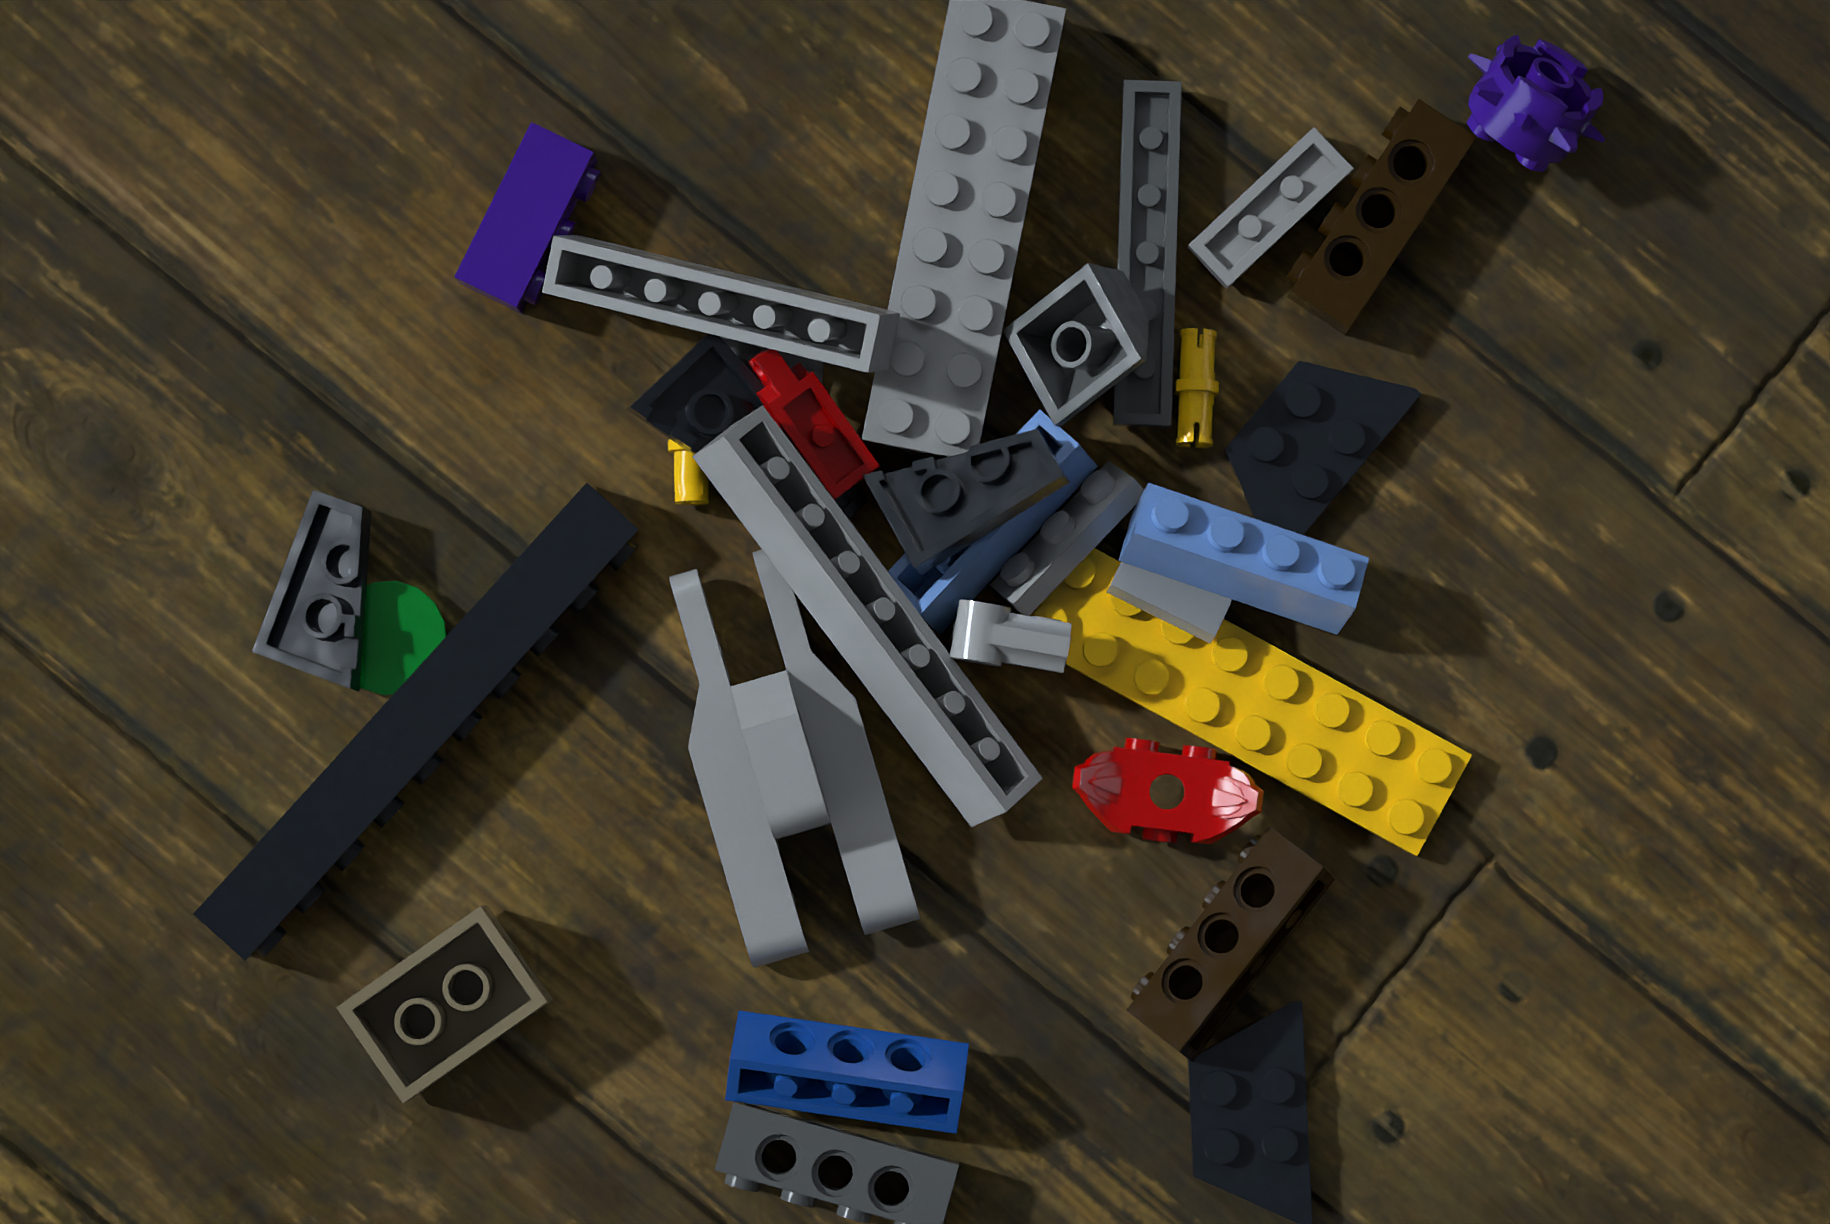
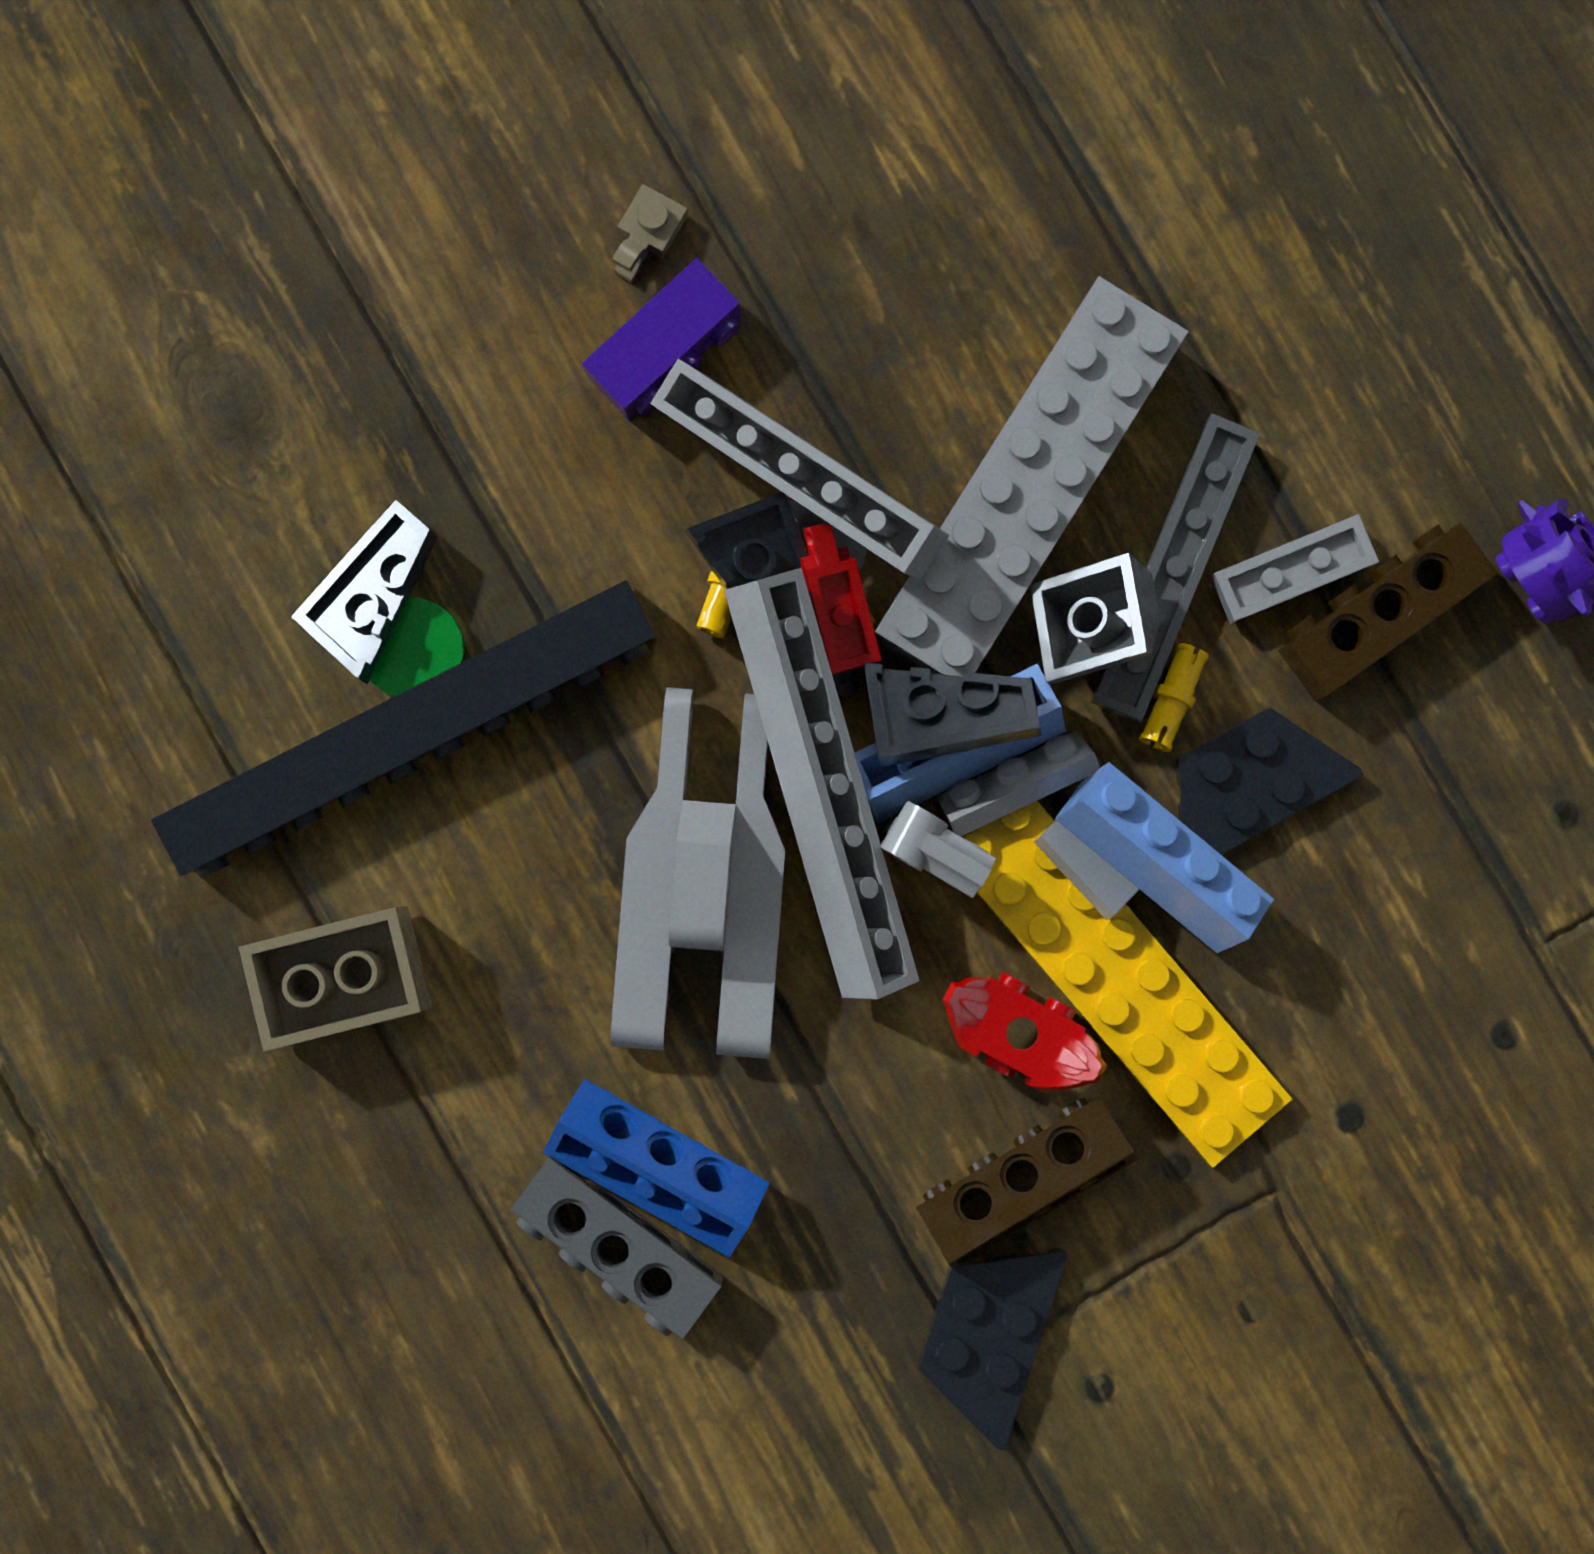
camera: 20 degrees right, 0 degrees up
(465, 102) = (648, 227): none -> dark tan plate

